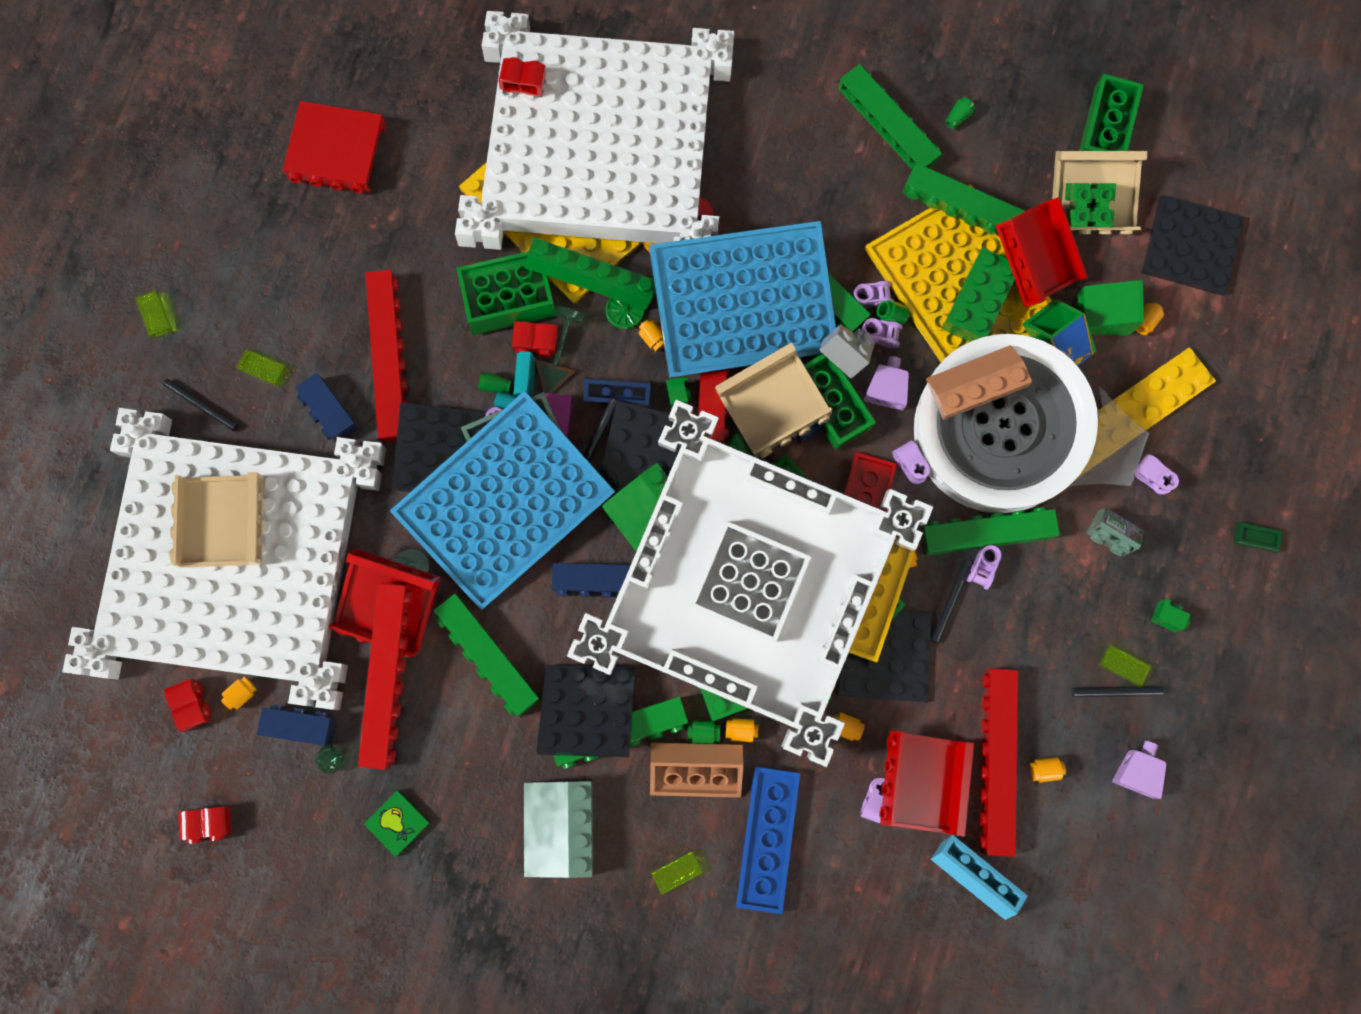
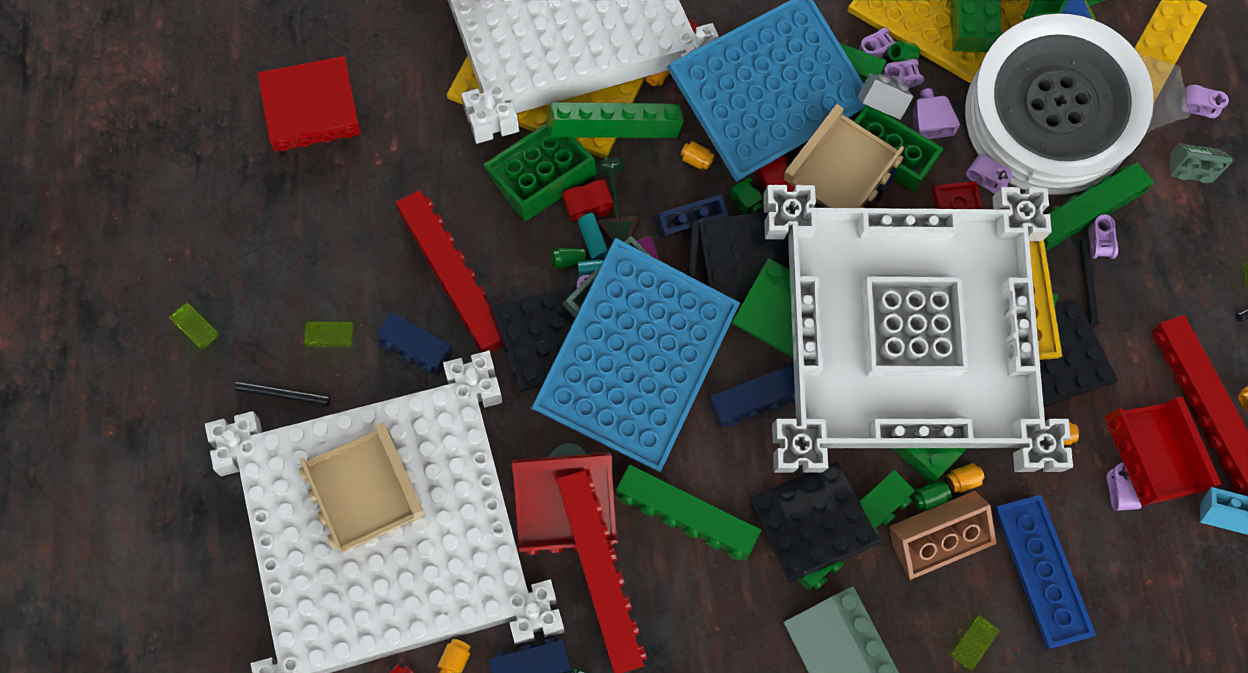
camera: 25 degrees left, 10 degrees down
(623, 314) = (658, 149): green wheel -> none
(978, 381) = (1024, 68): nougat slope -> none

